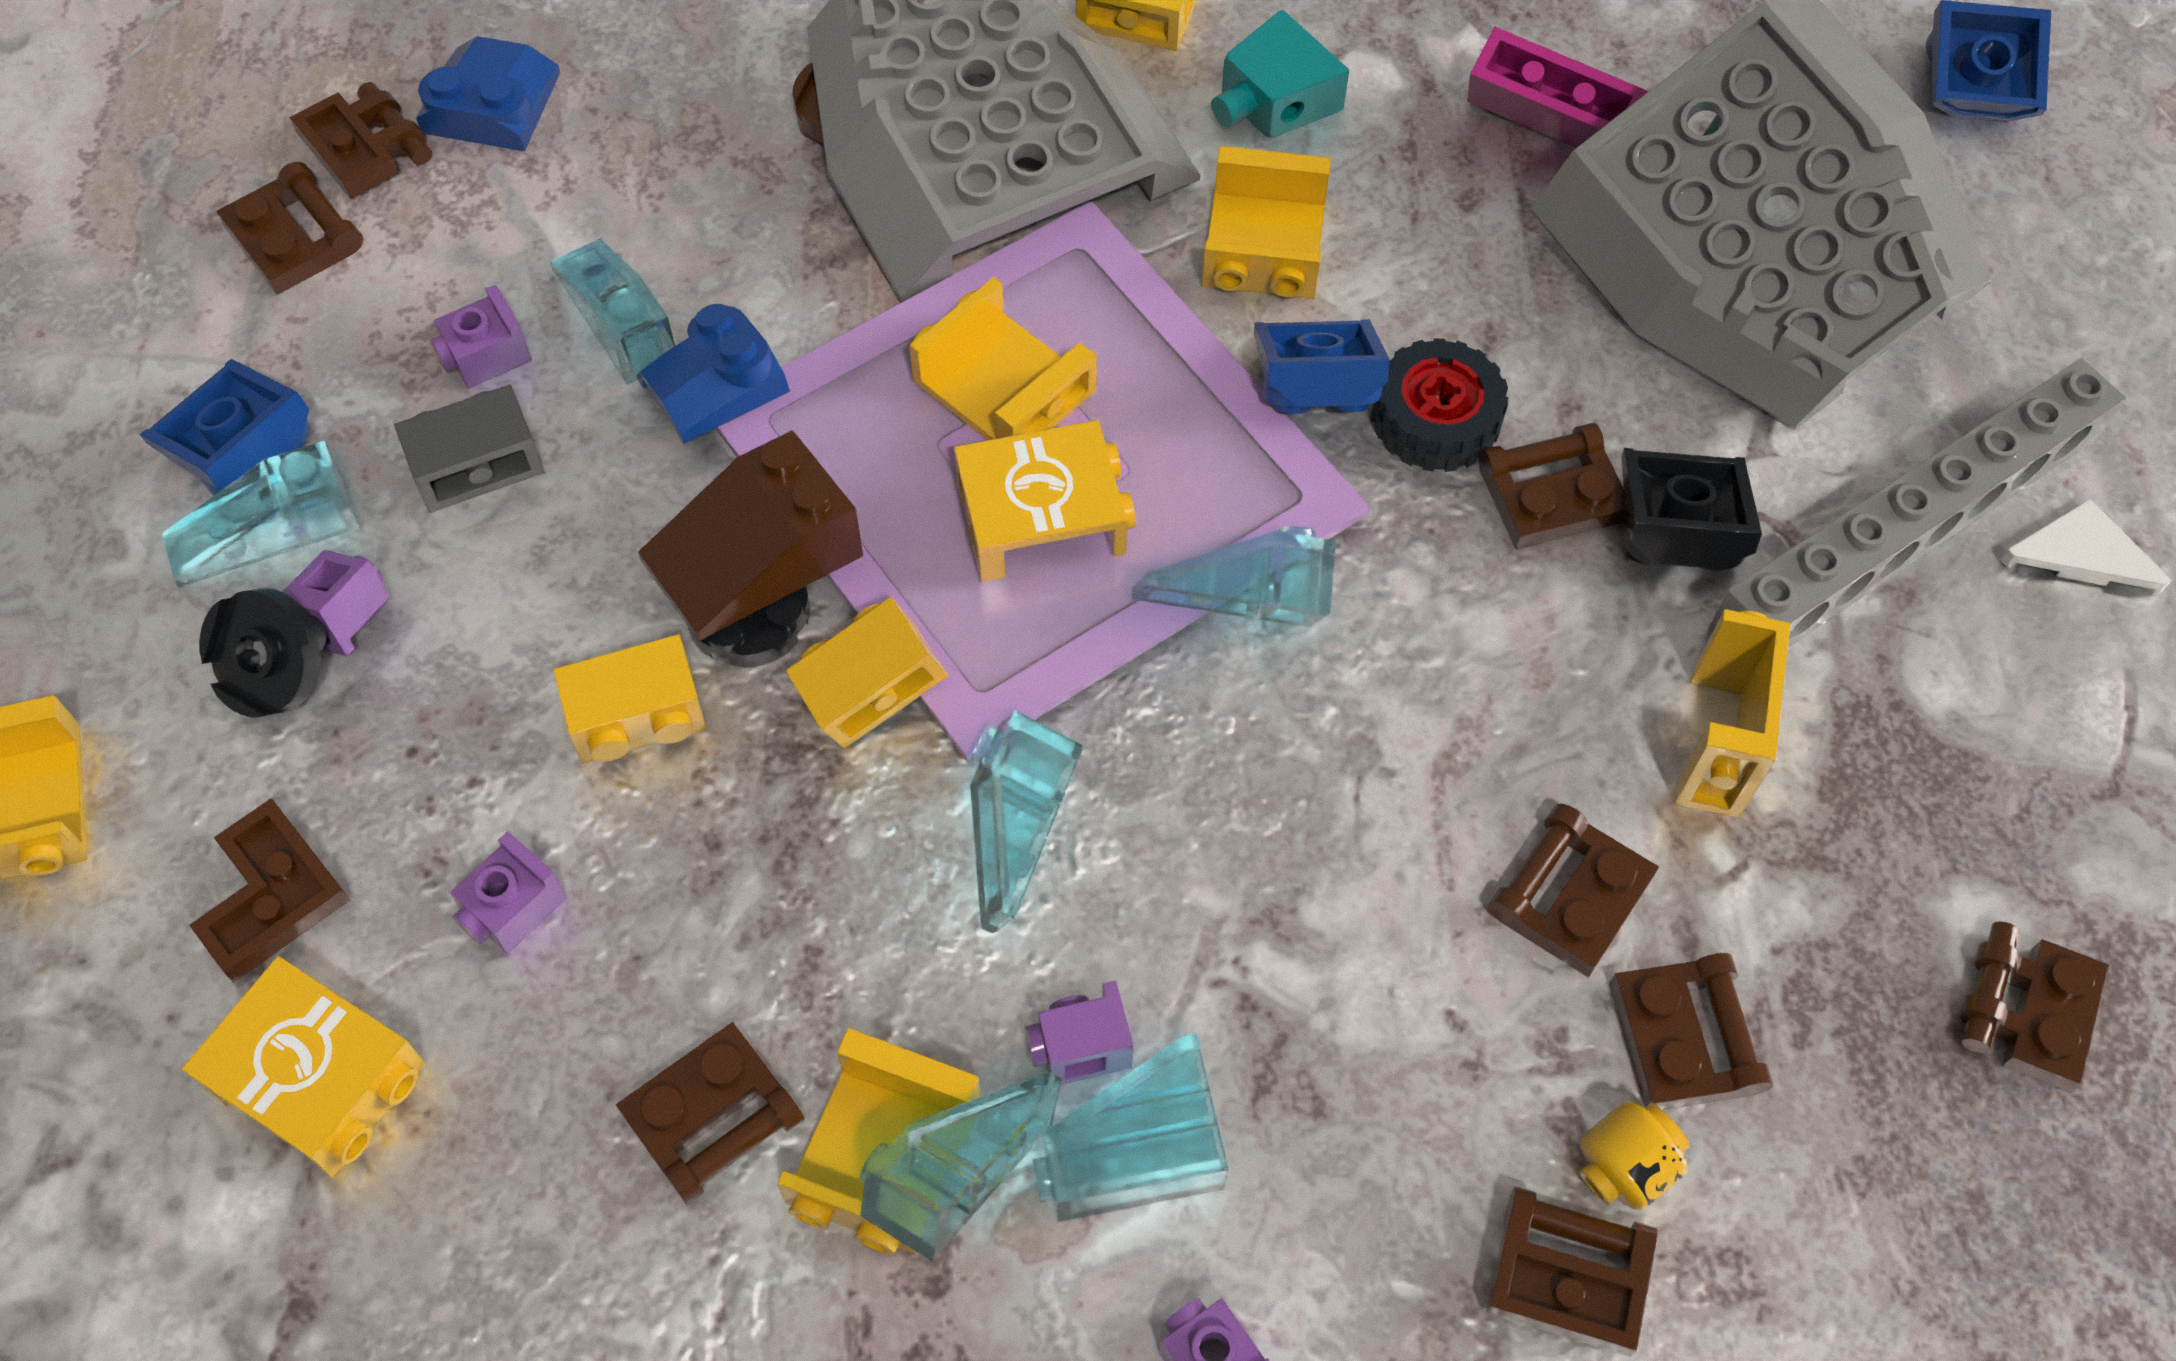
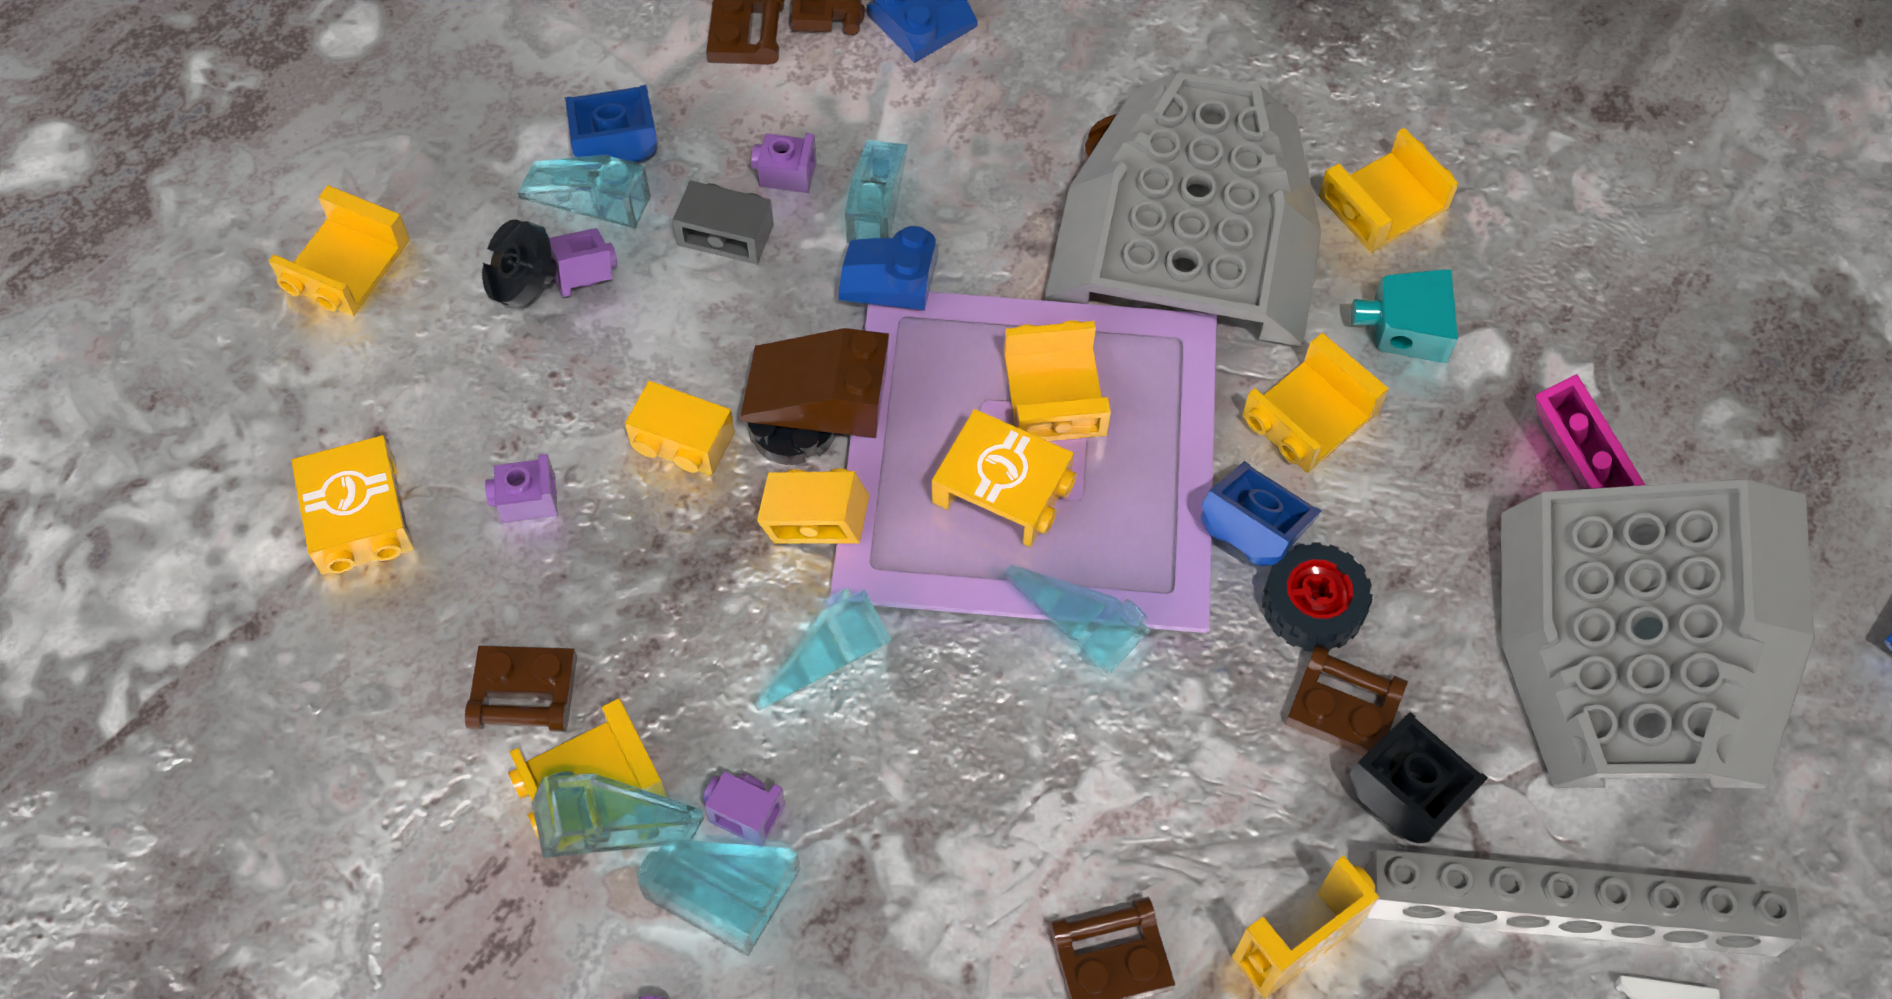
camera: 40 degrees right, 0 degrees up
(283, 895) = (420, 407): reddish brown plate -> none

